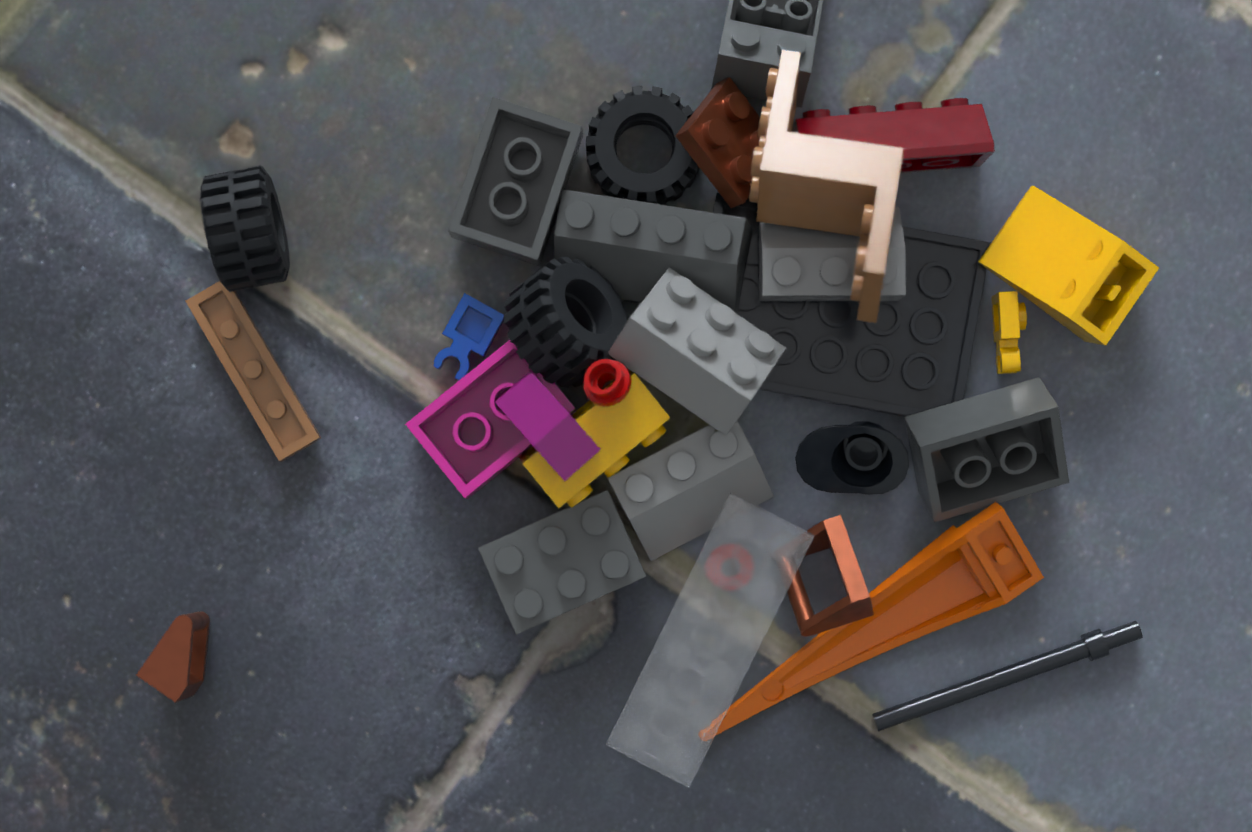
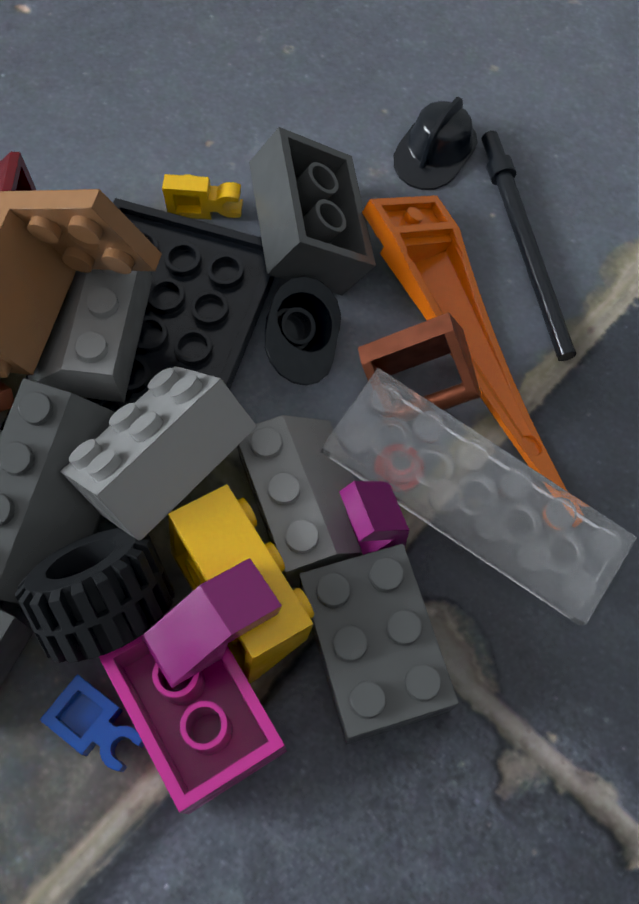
camera: 80 degrees left, 20 degrees down
(602, 372) = (158, 541): red plate -> none
(664, 547) = (374, 515): none -> magenta slope
(1068, 266) = (153, 130): yellow slope -> none
(1119, 571) = (436, 145): none -> black piece

